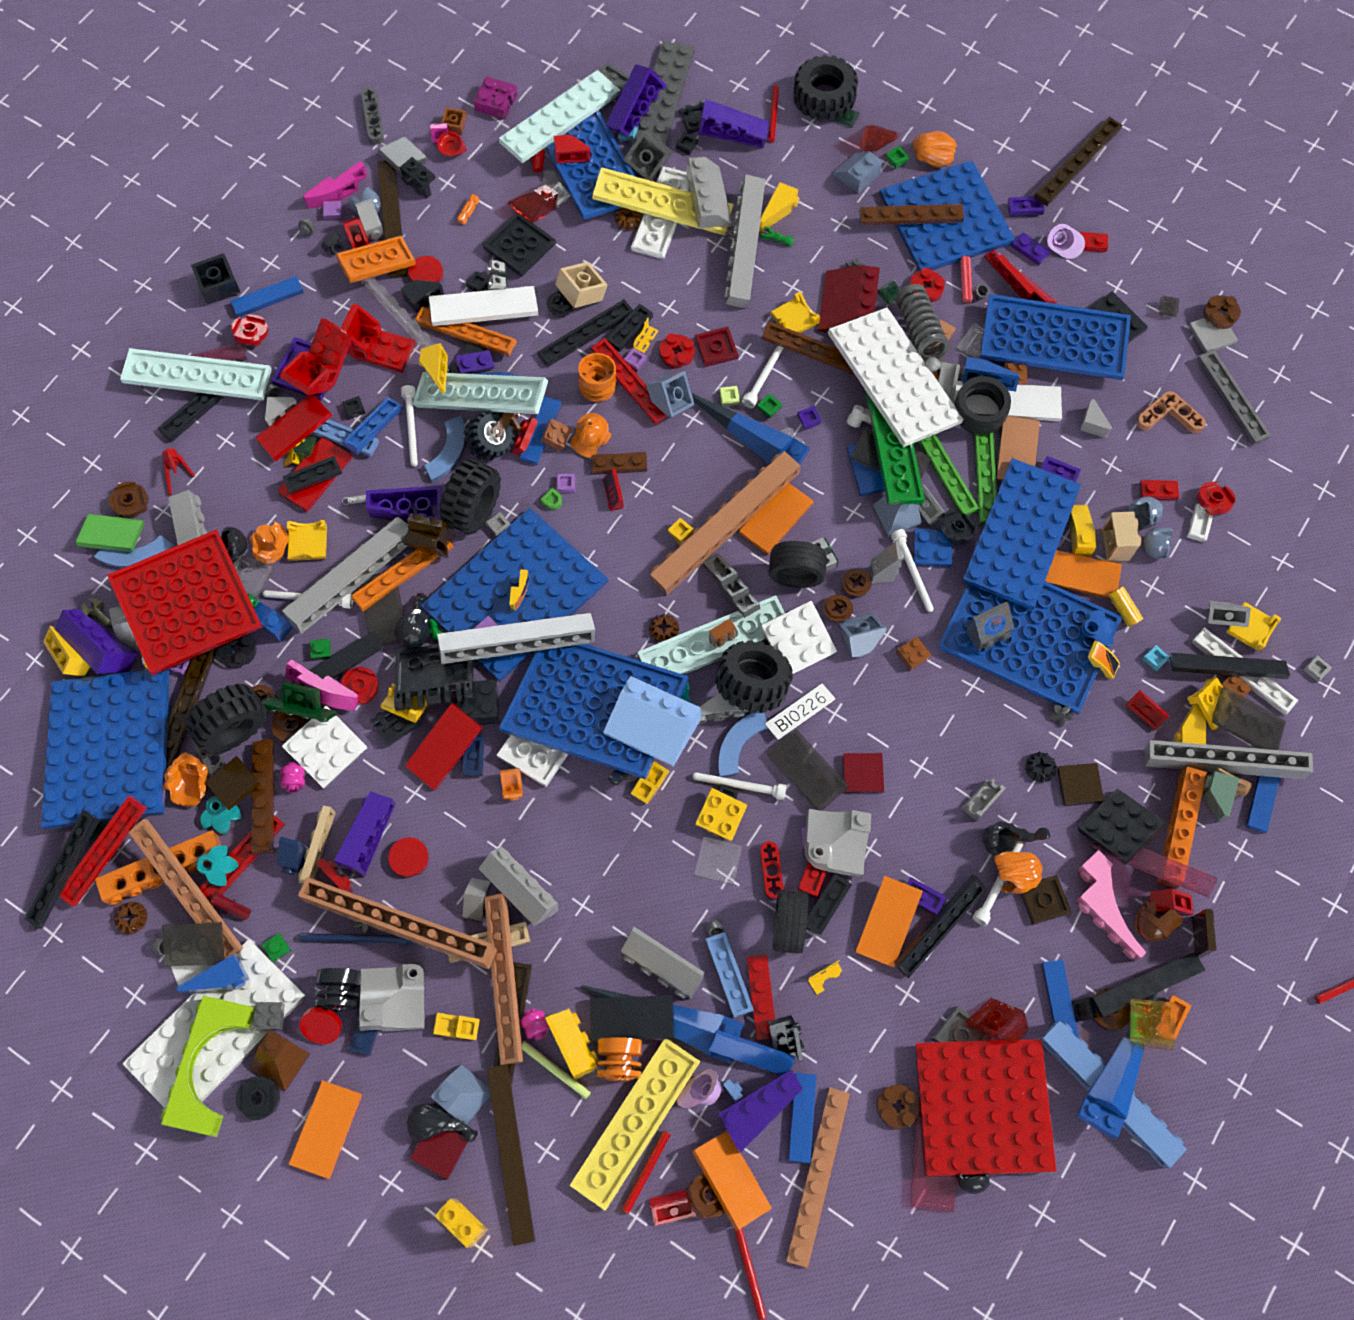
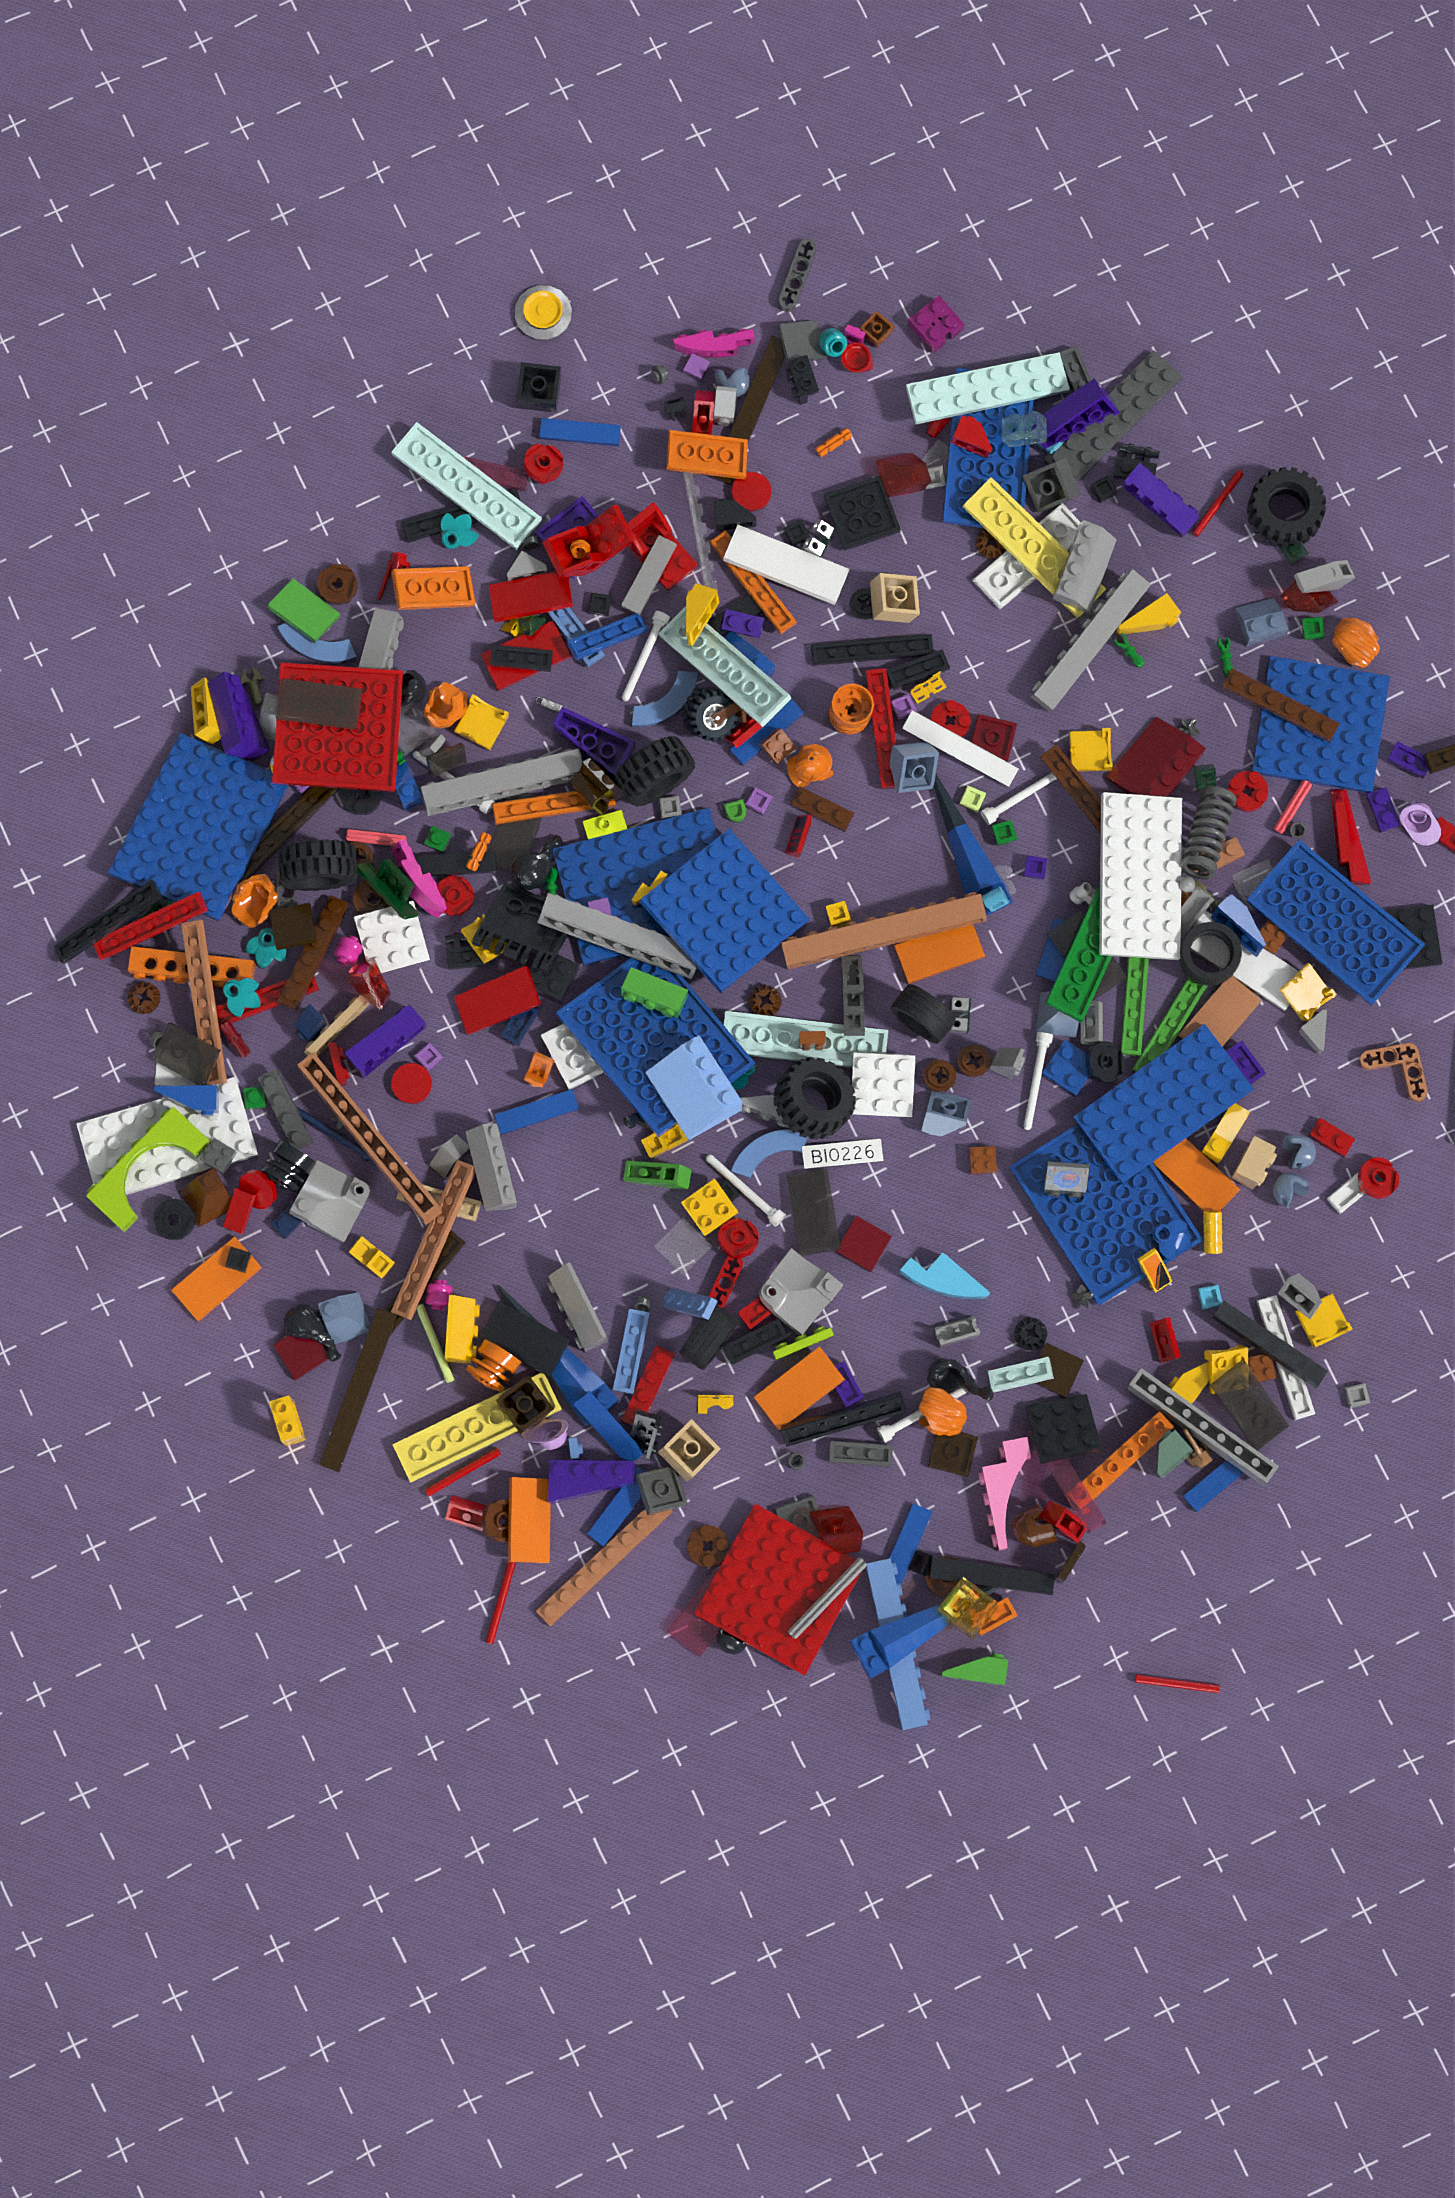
camera: 30 degrees right, 10 degrees up
(157, 589) = (319, 704): none -> clear smoke tile
(191, 231) = (543, 312): none -> piece
(207, 408) = (460, 529): none -> teal plate
(209, 460) = (433, 588): none -> orange tile
(265, 676) = (374, 837): none -> coral axle
(275, 577) = (433, 745): none -> light grey tile
(293, 582) = (446, 759): none -> clear smoke tile
(308, 941) = (285, 1109): none -> dark grey plate
(312, 373) = (579, 548): none -> orange plate
(314, 1054) = (239, 1210): none -> red tile
(325, 792) = (369, 982): none -> clear red slope
(336, 1099) = (238, 1260): none -> black tile
(360, 637) = (478, 851): none -> orange axle
(380, 364) = (649, 575): none -> light grey tile
(411, 826) = (428, 1057): none -> medium lavender tile
(426, 142) = (832, 342): none -> teal head
(452, 564) = (605, 824): none -> neon yellow plate
(529, 819) = (536, 1112): none -> blue tile
(571, 666) = (654, 993): none -> bright green brick
(589, 575) = (724, 910): none -> blue plate
(608, 127) = (1024, 434): none -> clear light blue brick
(661, 813) = (658, 1174): none -> bright green slope
(668, 1076) = (525, 1405): none -> dark brown piece
(697, 363) = (960, 748): none -> white tile
(757, 901) = (689, 1303): none -> medium blue plate
(759, 827) = (738, 1238): none -> red tile
(797, 450) = (995, 899): none -> medium azure brick
(829, 1081) = (661, 1490): none -> dark grey tile
(832, 1030) = (689, 1450): none -> tan brick
(848, 206) = (1225, 655): none -> green piece
(866, 881) = (802, 1342): none -> lime plate
(885, 115) = (1325, 577): none -> light grey slope
(922, 983) = (794, 1458): none -> dark grey hinge
(946, 762) = (945, 1279): none -> medium azure slope
(973, 946) = (860, 1453): none -> dark grey plate
(1032, 1088) = (819, 1606): none -> light grey axle
(1057, 803) = (1020, 1374): none -> light aqua plate
(1069, 397) = (1306, 992): none -> piece
(1195, 1070) = (984, 1670): none -> bright green slope

